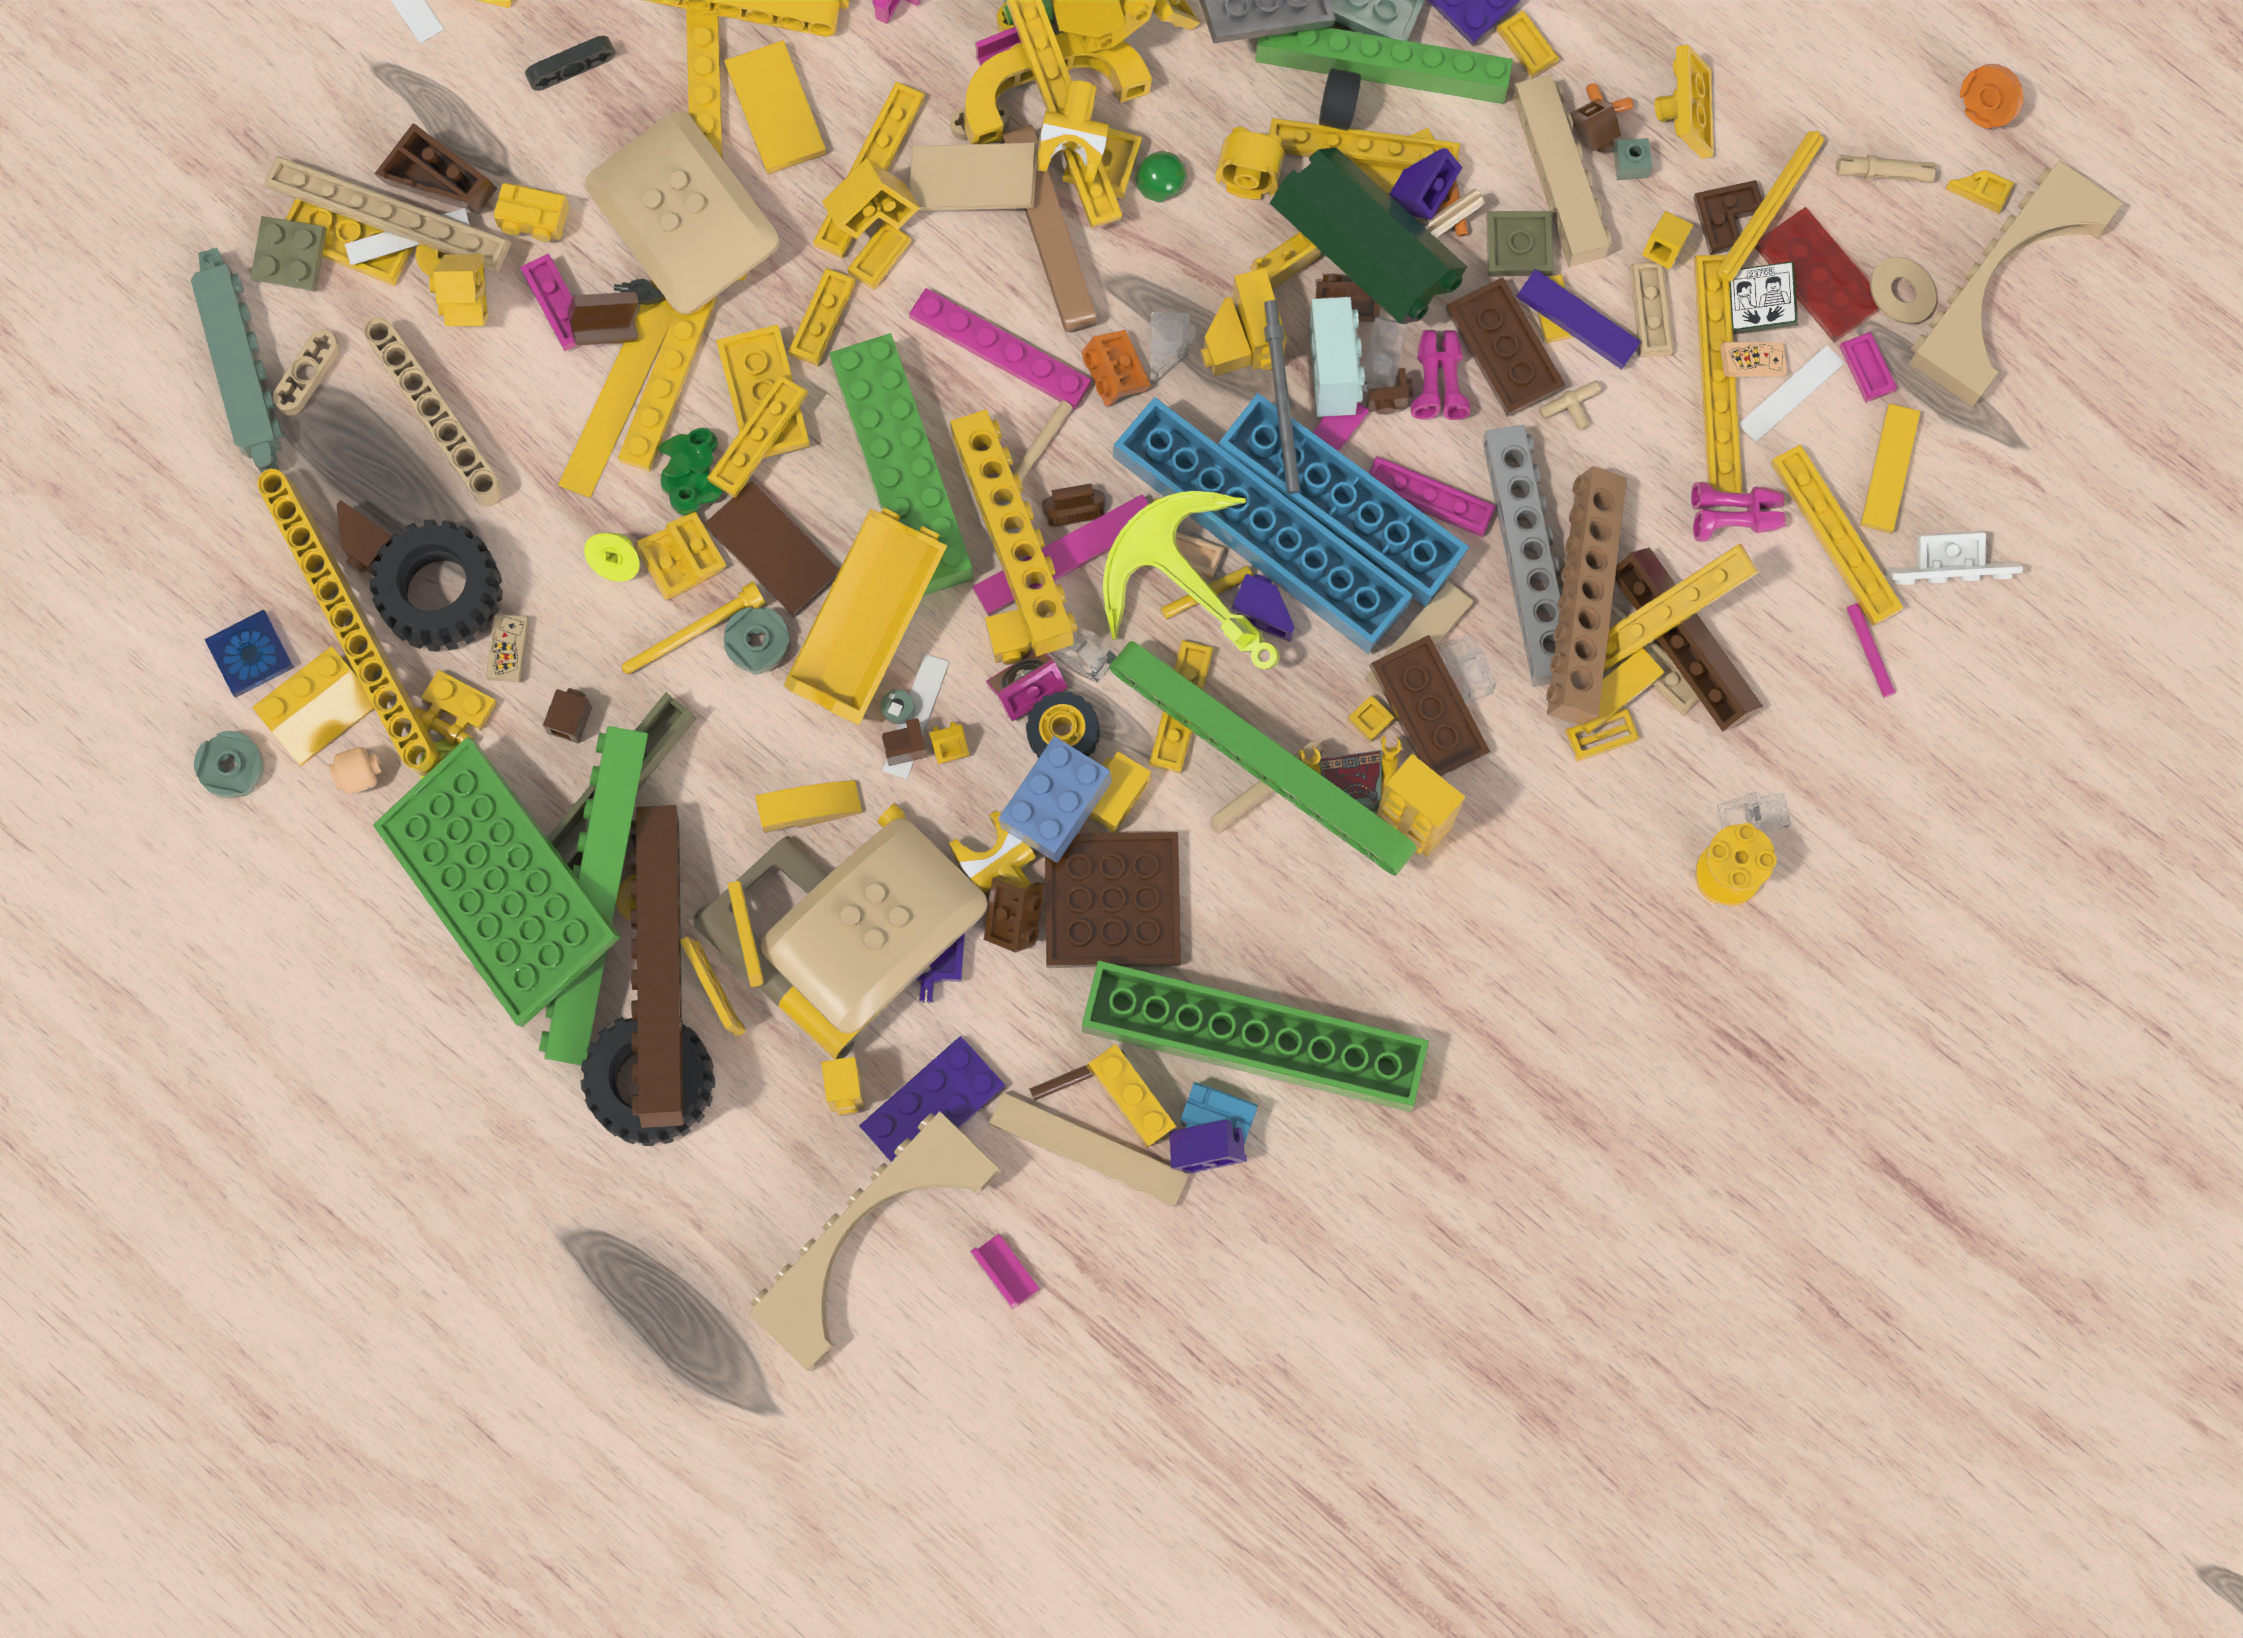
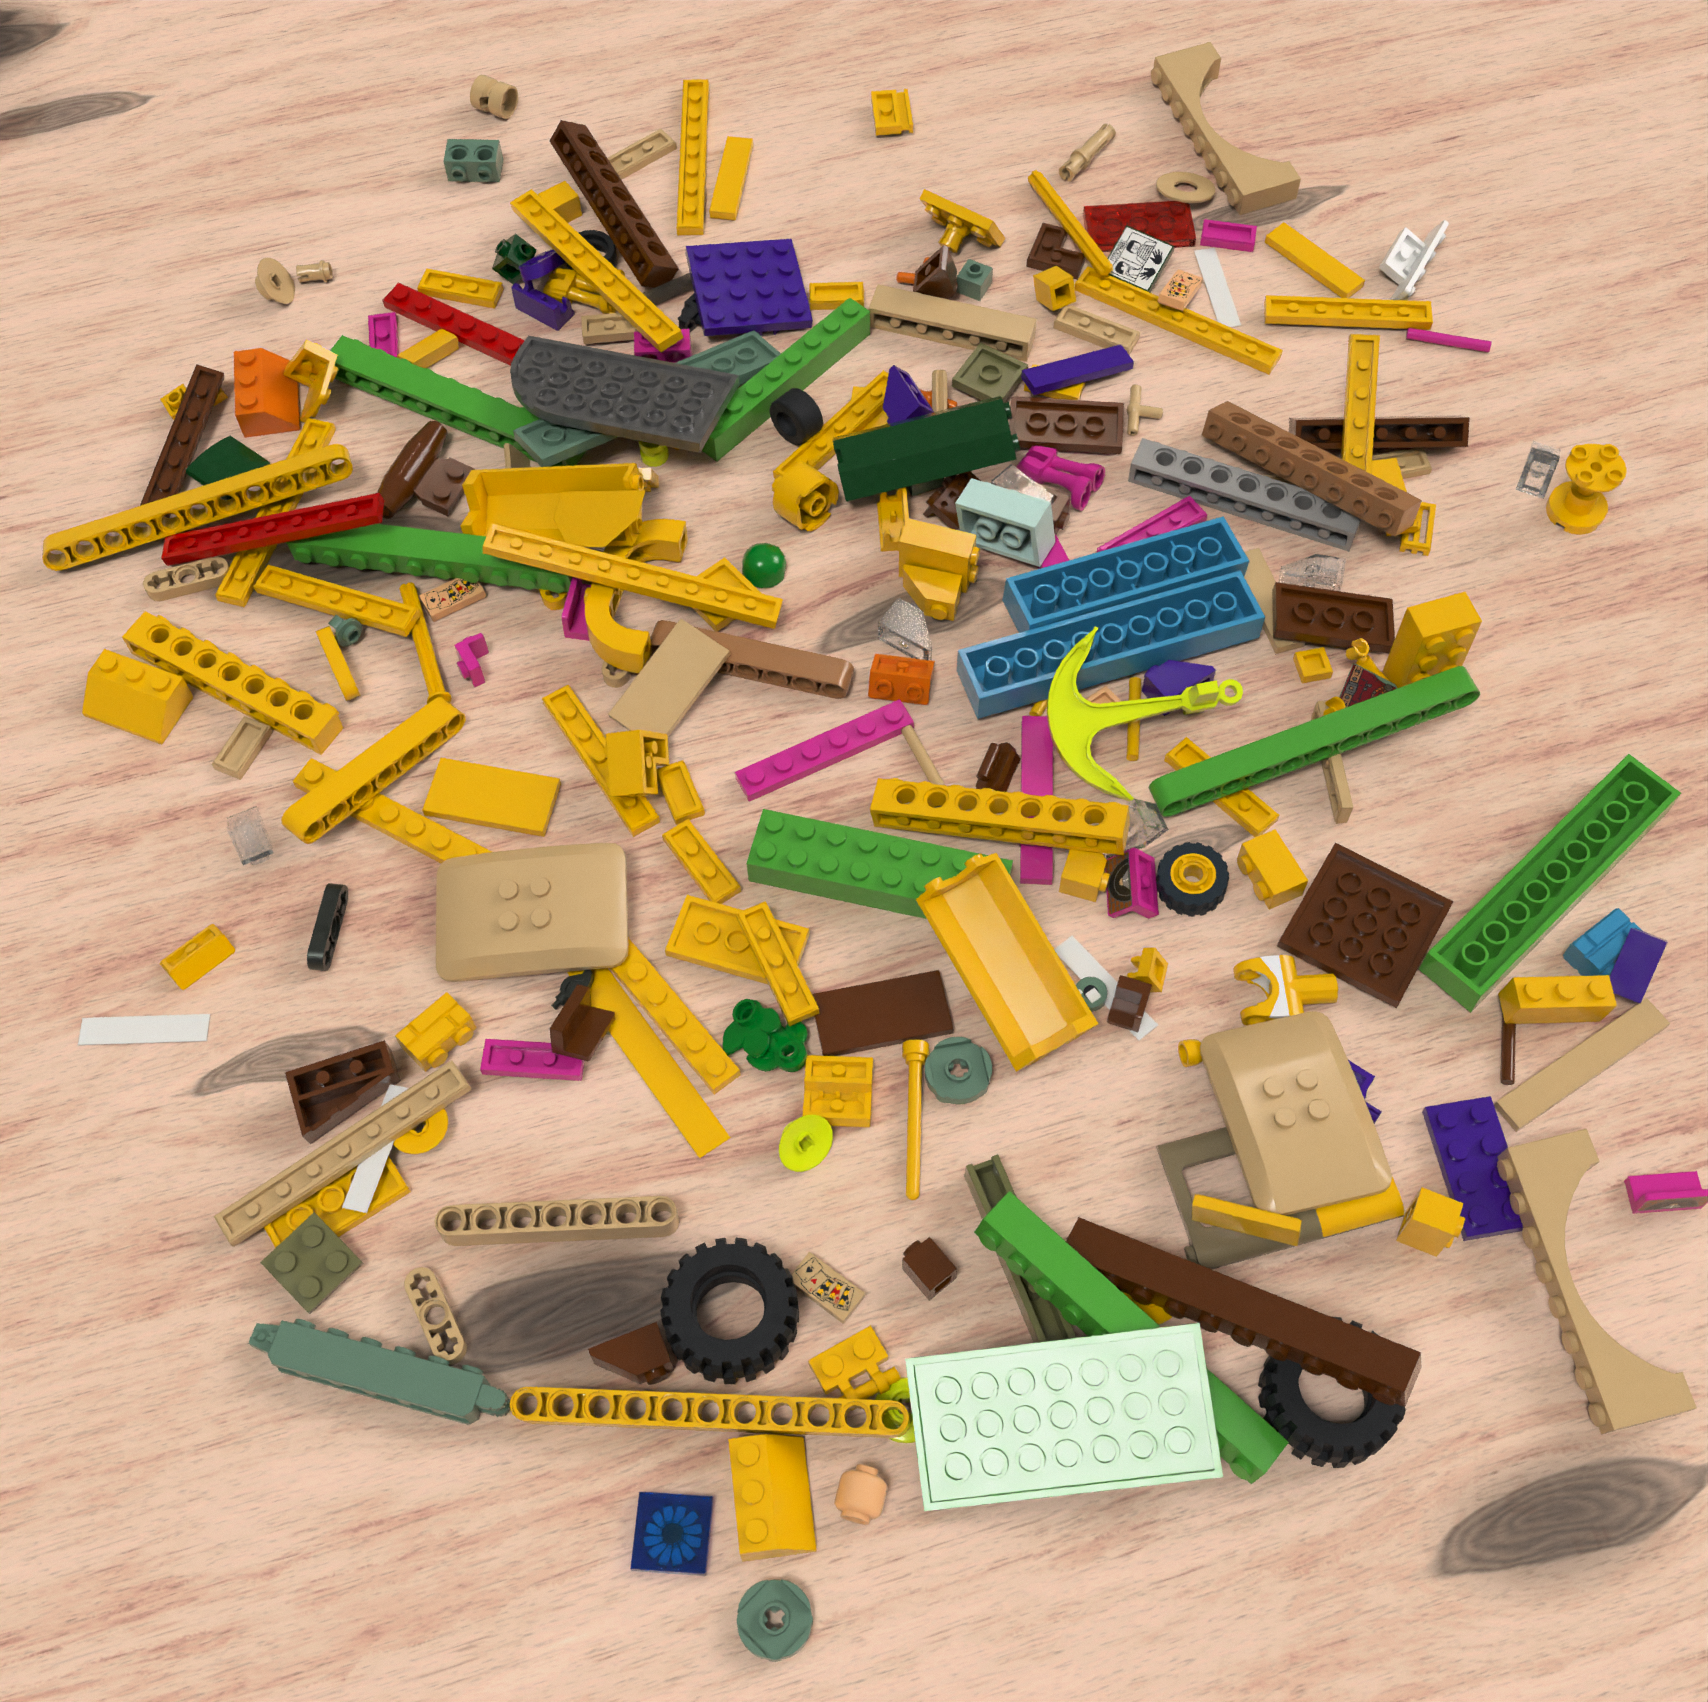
camera: 55 degrees left, 15 degrees down
(460, 289) = (469, 1122): yellow brick -> none
(711, 984) = (1284, 1283): yellow window -> none
(807, 805) = (1139, 1114): yellow slope -> none
(1013, 913) = (1340, 1002): reddish brown bracket -> none
(1055, 799) = (1265, 905): medium blue brick -> none
(1074, 130) = (697, 583): yellow connector -> none
(1274, 336) = (971, 537): flat silver bar -> none
(1706, 521) = (1291, 378): dark pink piece -> none
(1983, 188) = (1140, 112): yellow tile -> none
(1992, 95) = (1081, 67): orange tile -> none

